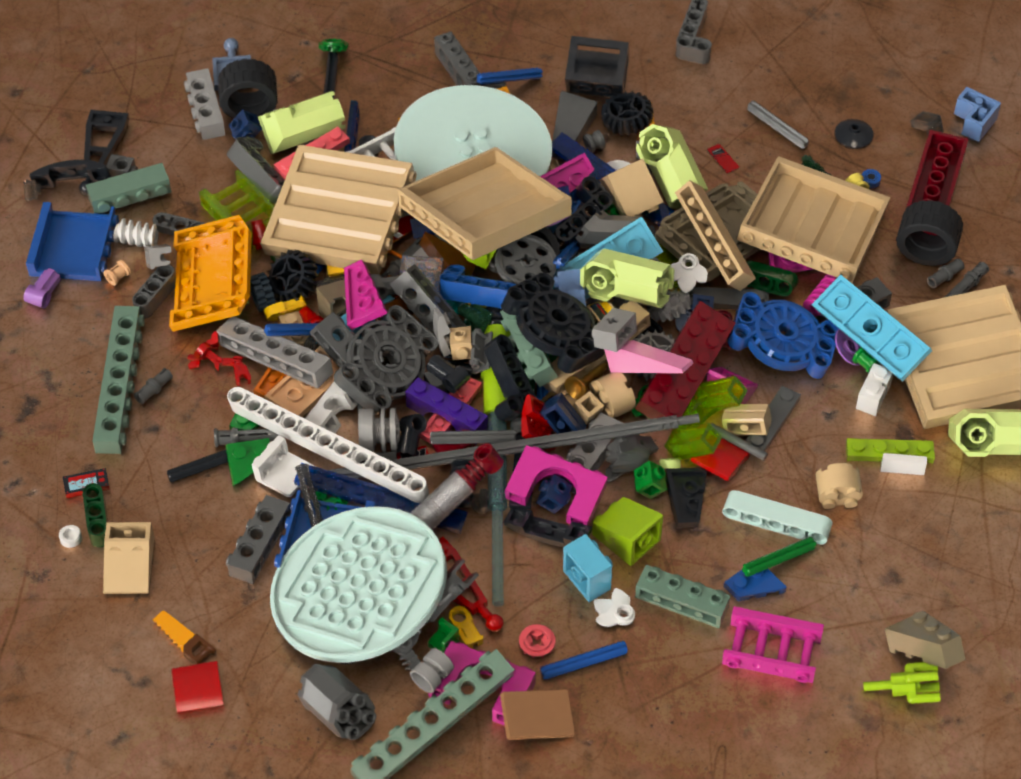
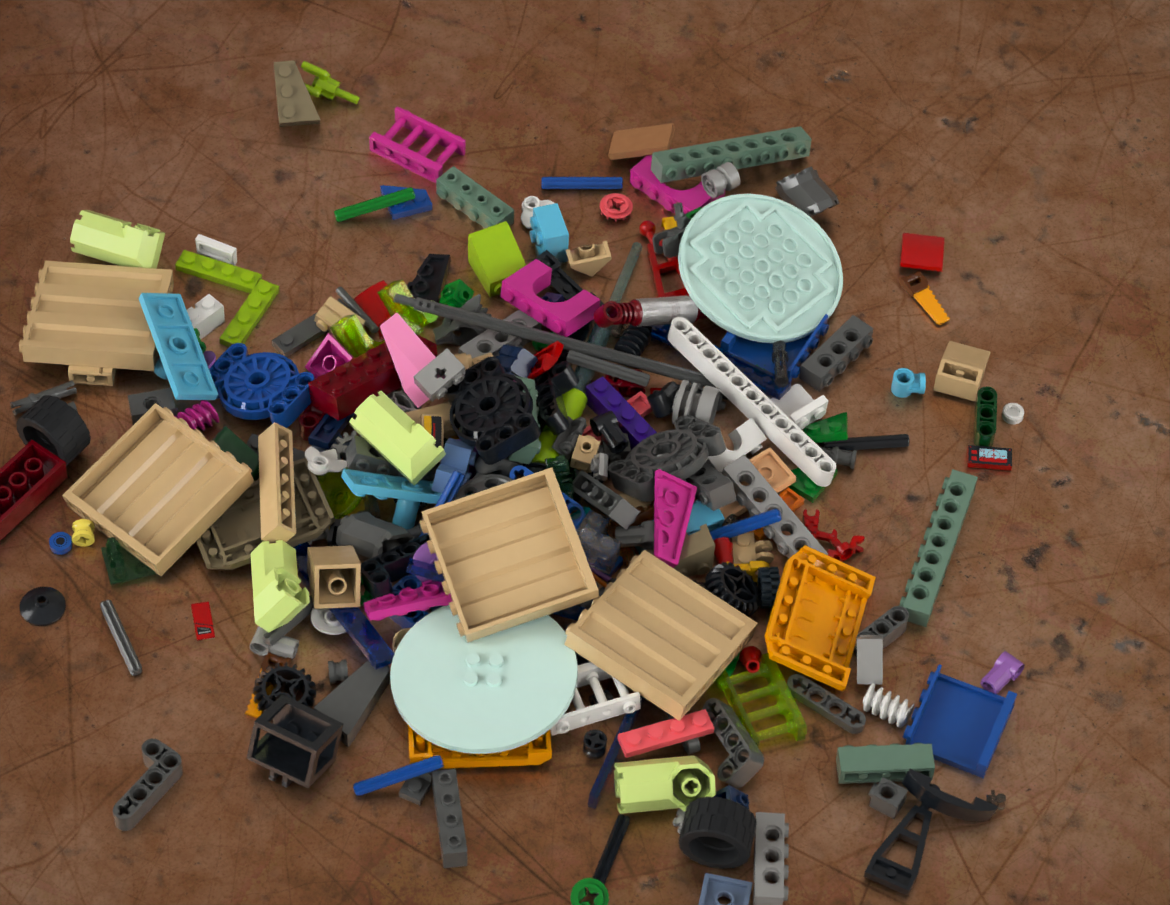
camera: 165 degrees left, 0 degrees up
(117, 272) = (917, 668): light nougat bush -> none
(153, 386) = (904, 531): dark grey pin -> none
(176, 529) = (907, 382): none -> medium azure piece
(543, 563) = (589, 258): none -> tan slope
(777, 517) = (357, 240): light aqua beam -> none
(836, 418) = (250, 313): none -> lime plate
(839, 486) = (289, 239): tan brick -> none

